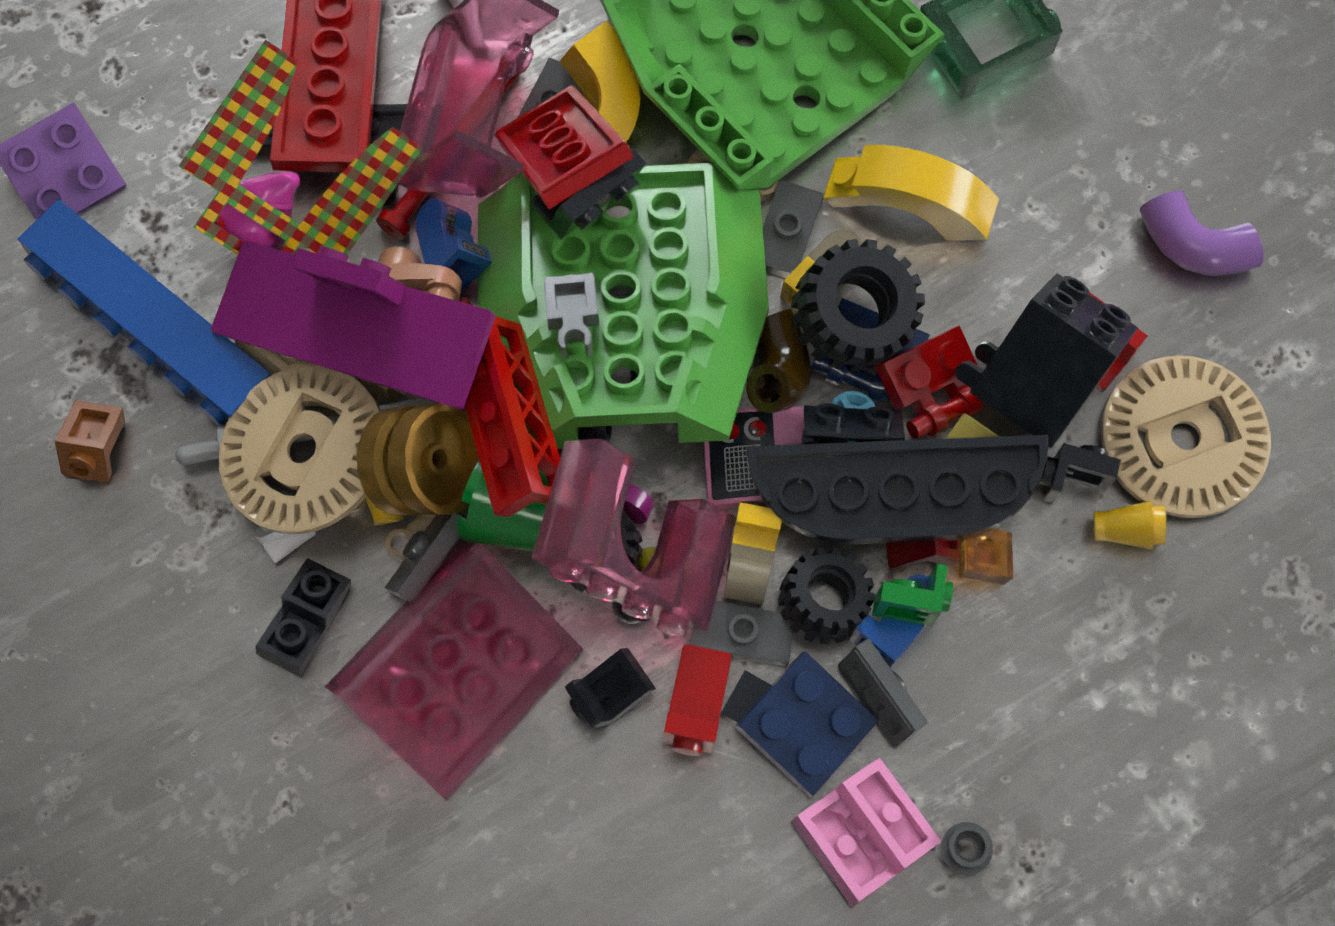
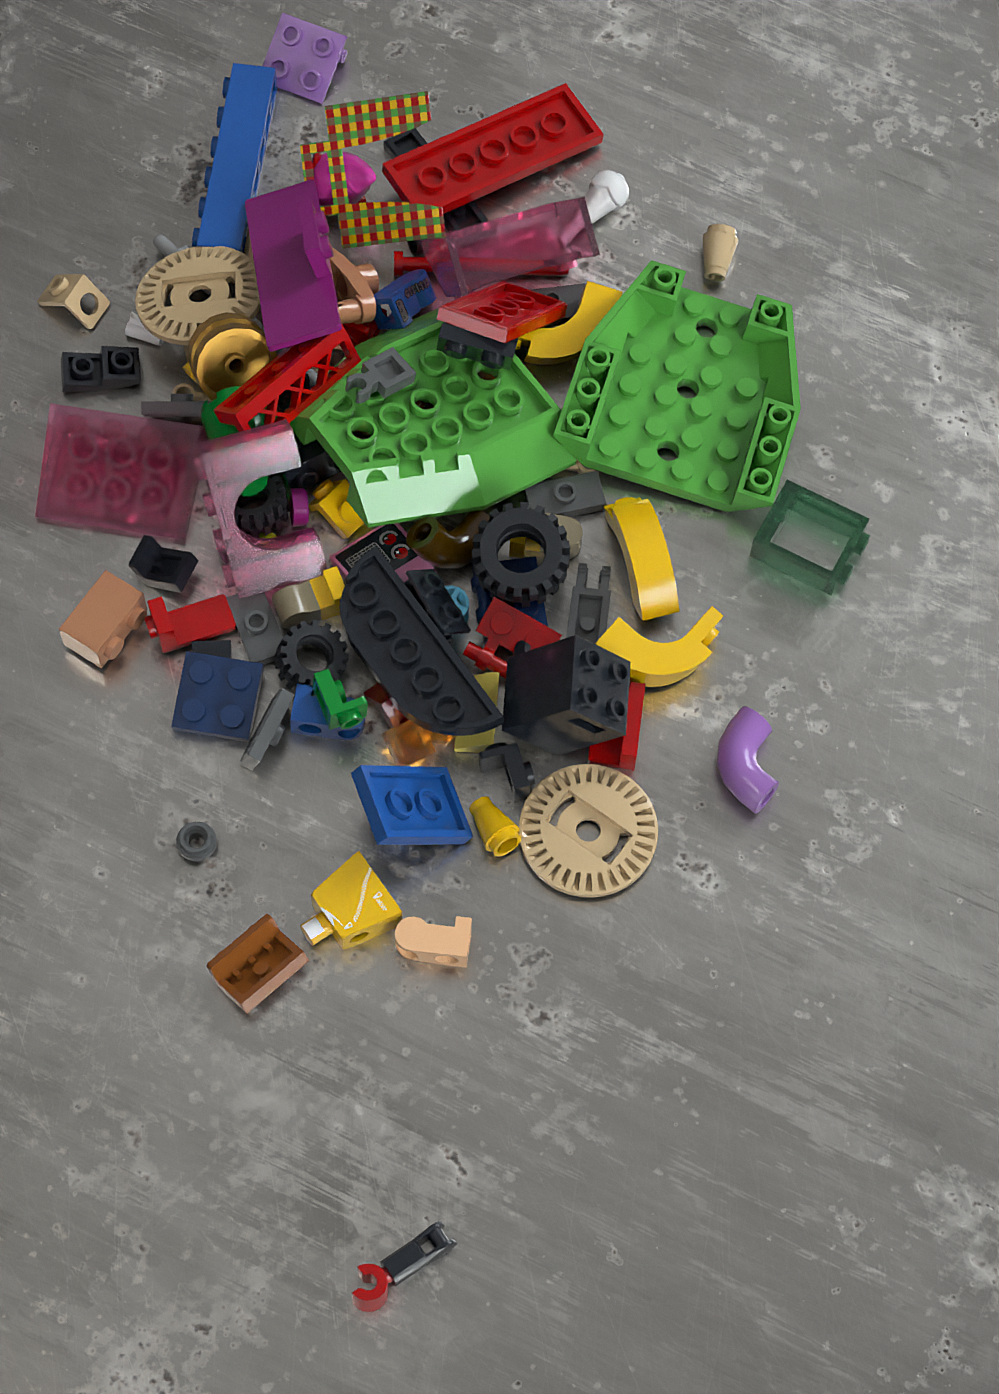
camera: 60 degrees right, 5 degrees down
(88, 440) = (134, 182): dark orange bracket -> none
(182, 593) = (68, 290): none -> tan bracket
(641, 794) = (104, 619): none -> nougat brick
(659, 457) = (333, 505): none -> yellow bracket
(865, 831) = (169, 773): bright pink slope -> none
(951, 291) = (589, 606): none -> dark grey hinge
(1052, 242) = (658, 662): none -> yellow arch
(1080, 595) = (411, 805): none -> blue plate
(1144, 725) = (351, 906): none -> yellow torso
(1160, 866) = (256, 963): none -> dark orange bracket
(1234, 664) = (434, 943): none -> light nougat leg

